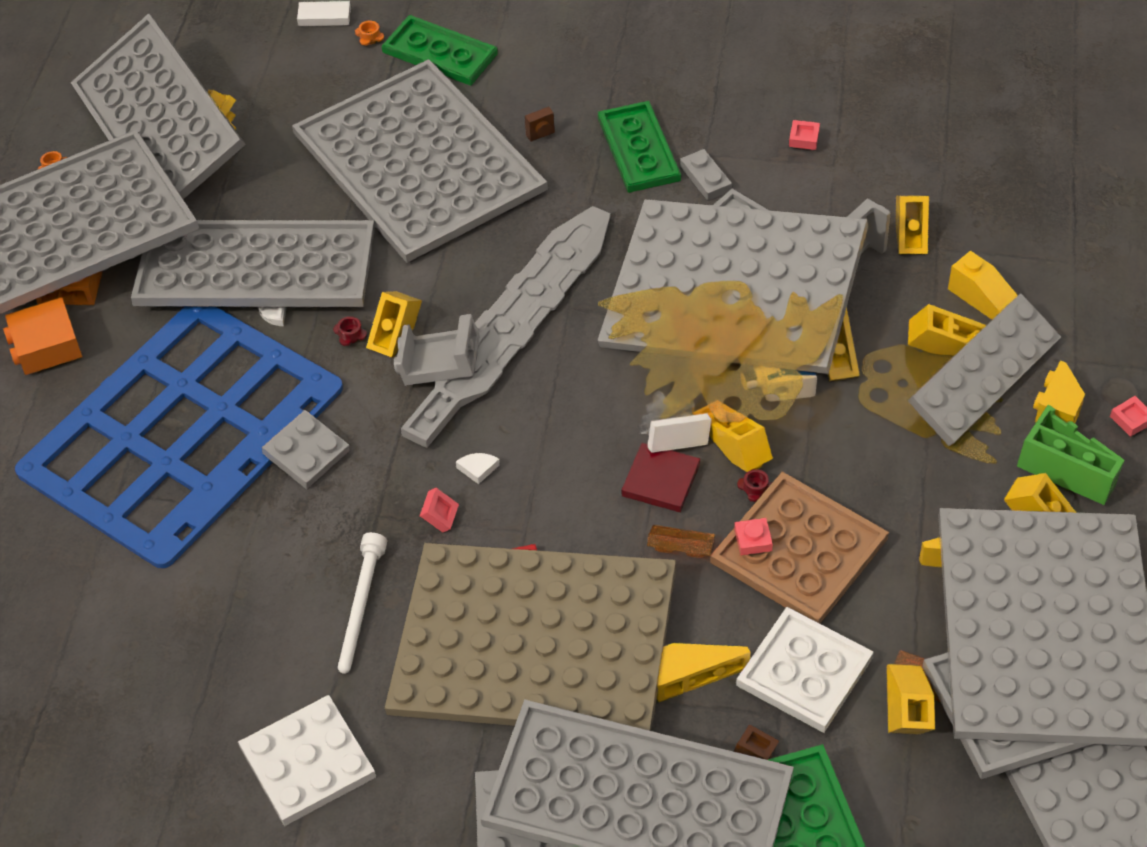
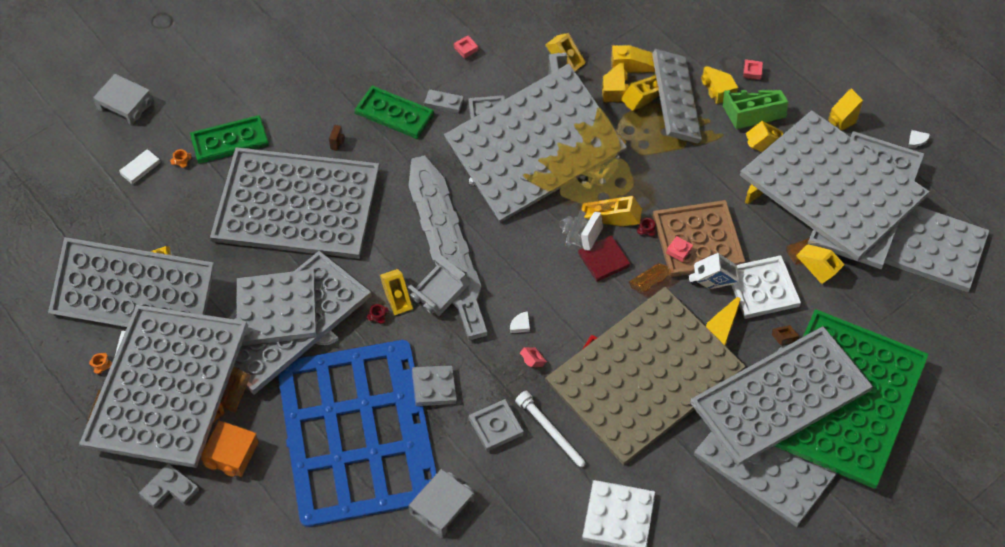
camera: 50 degrees left, 5 degrees up
(120, 283) = (236, 390): none -> clear orange tile
(153, 566) = (441, 502): none -> light grey panel
(257, 239) = (277, 306): none -> light grey plate
(310, 544) = (495, 425): none -> light grey plate
(681, 324) = (539, 183): clear yellow piece -> none
(753, 588) = (714, 272): none -> white torso
(921, 291) = (614, 84): none -> yellow slope

